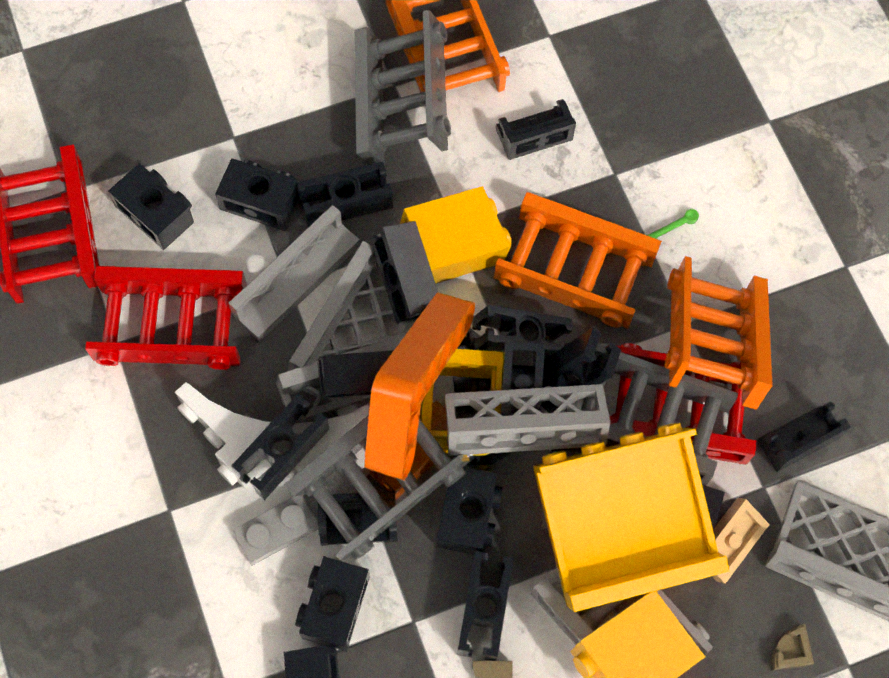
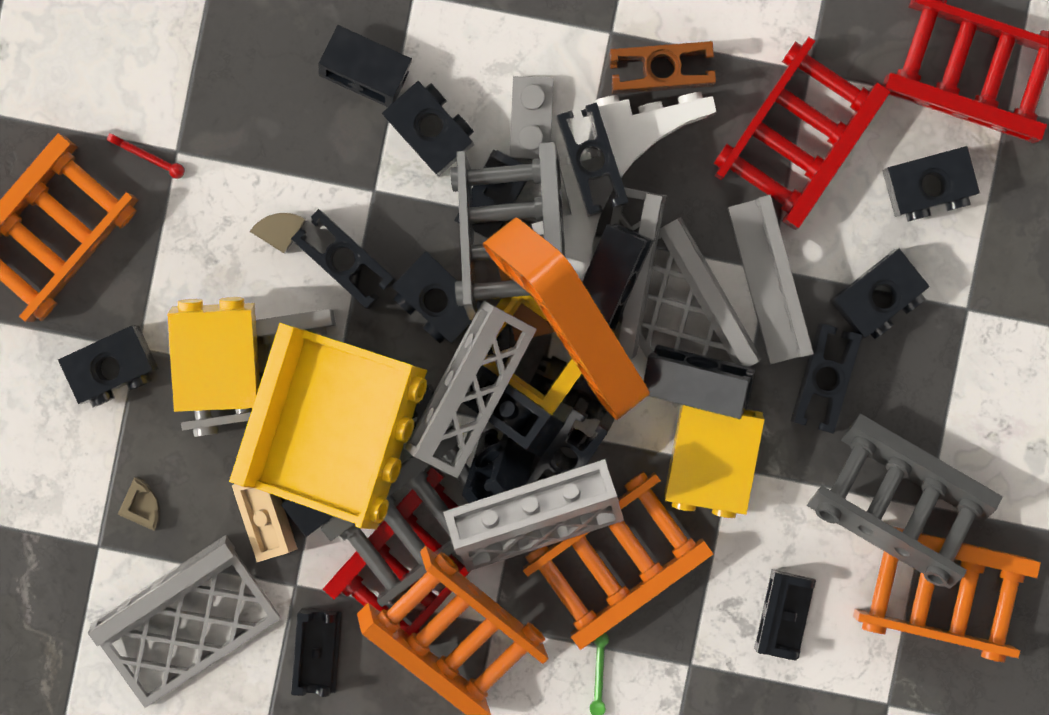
camera: 120 degrees right, 20 degrees up
(168, 436) = (673, 53): none -> dark orange piece
(588, 312) = (534, 515): none -> light grey fence

